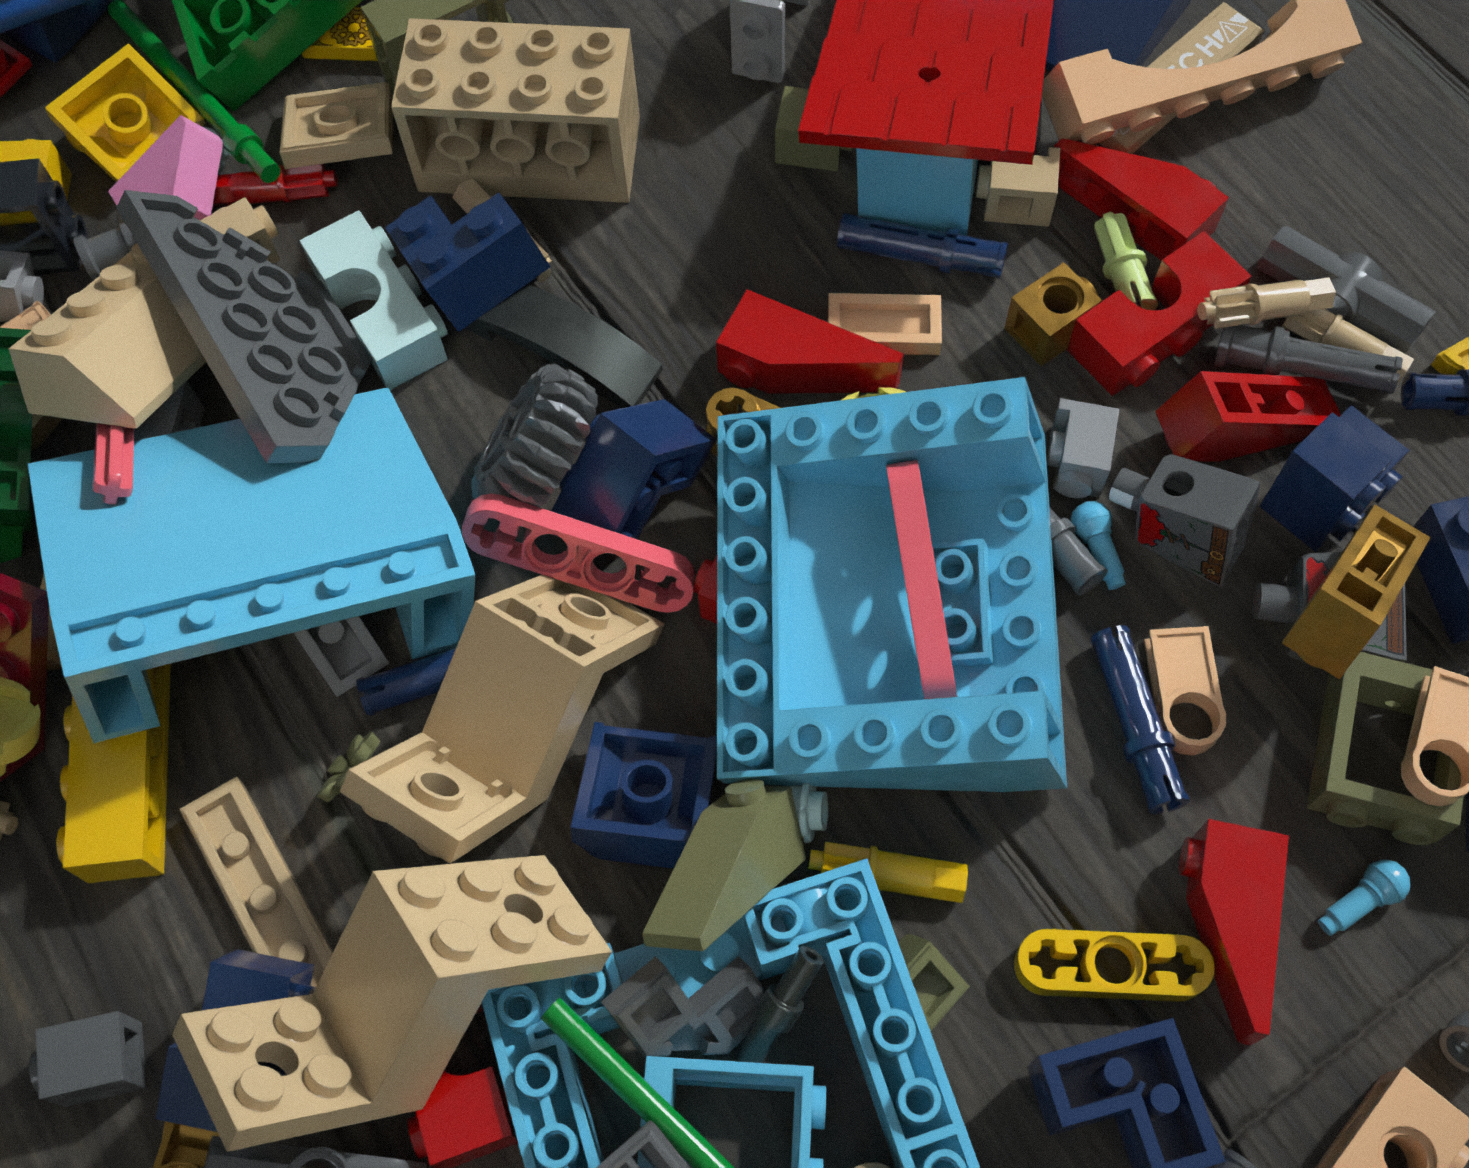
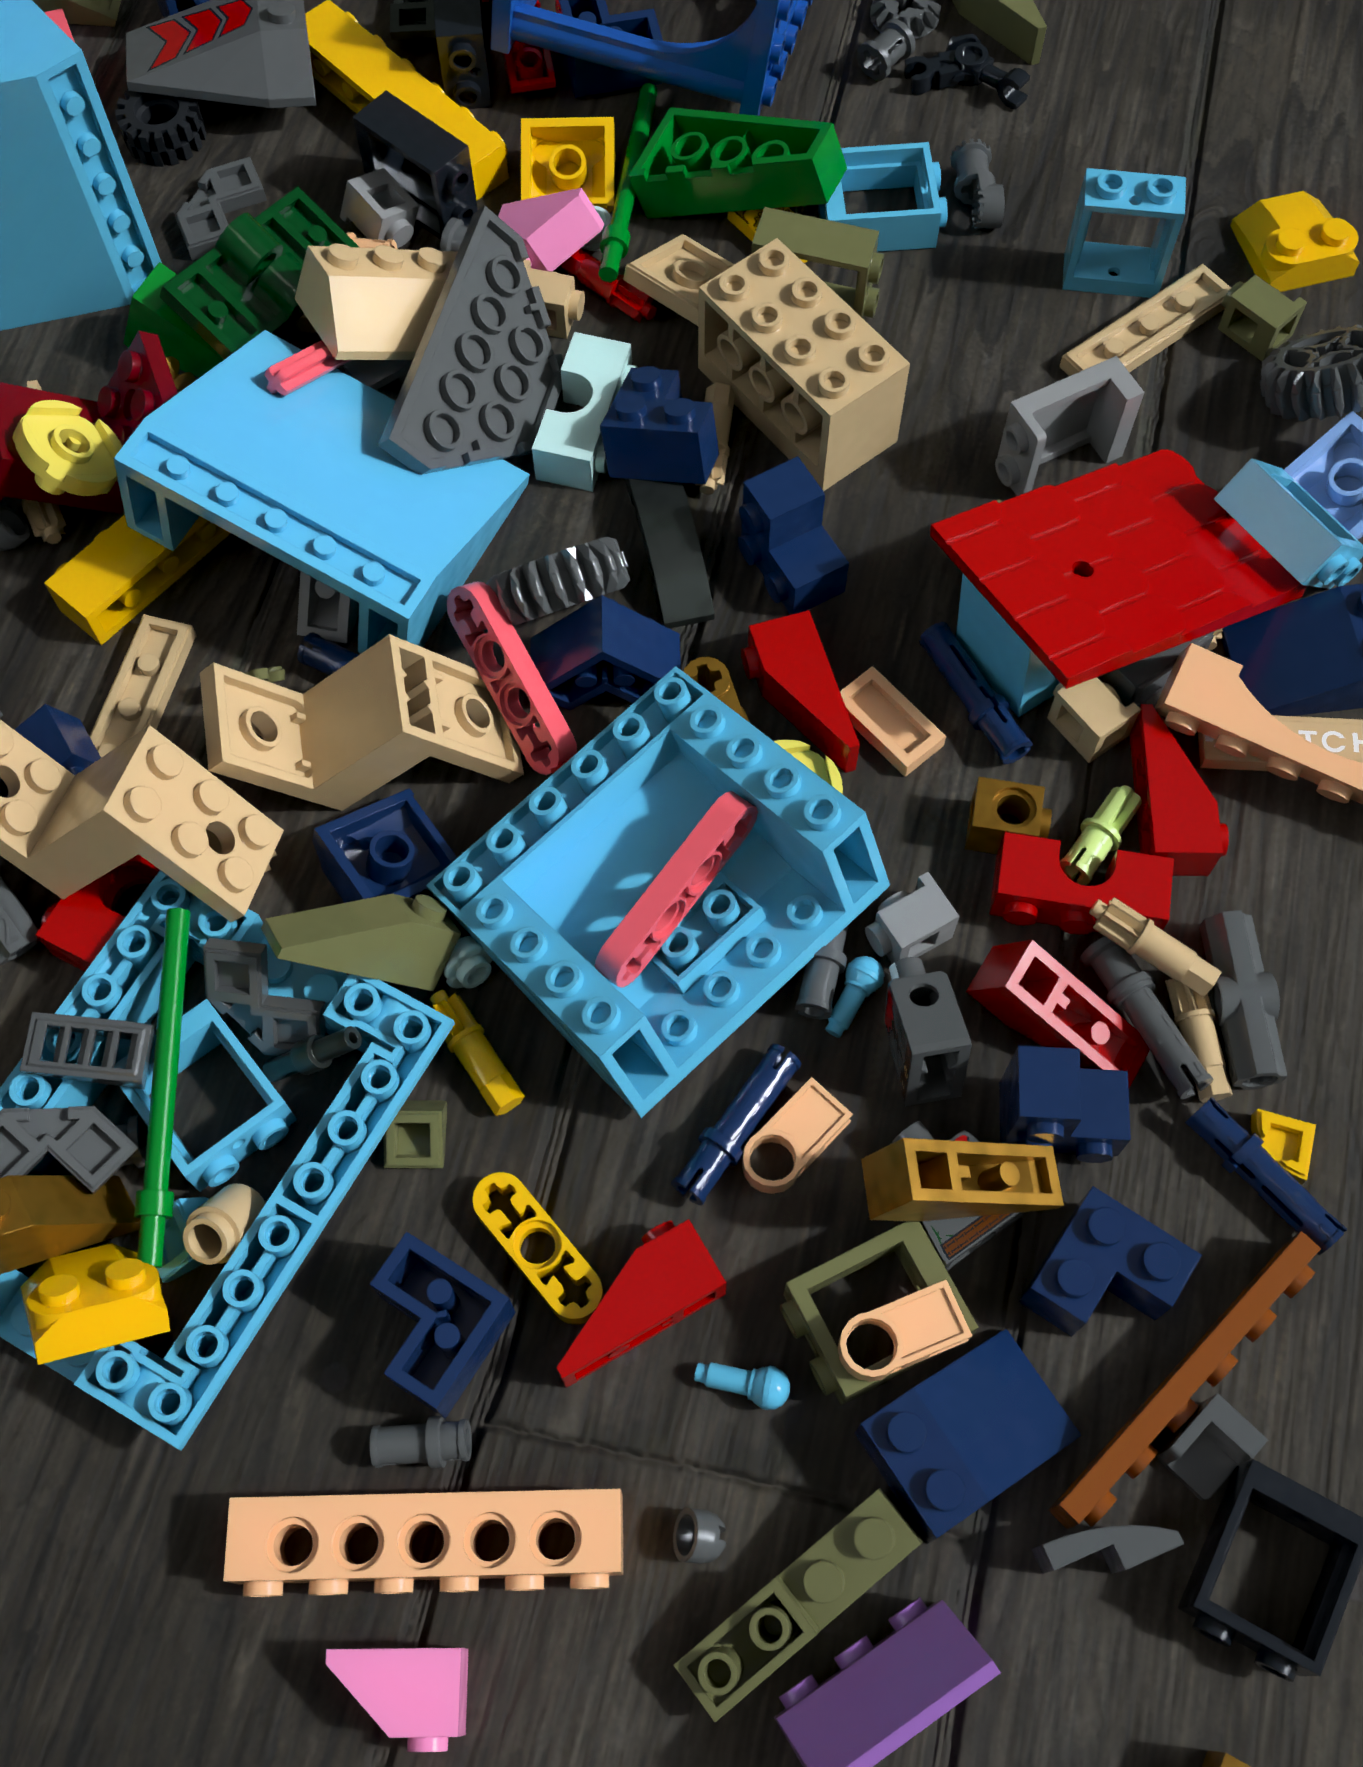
camera: 45 degrees right, 0 degrees up
(661, 255) = (787, 537): none -> dark blue brick

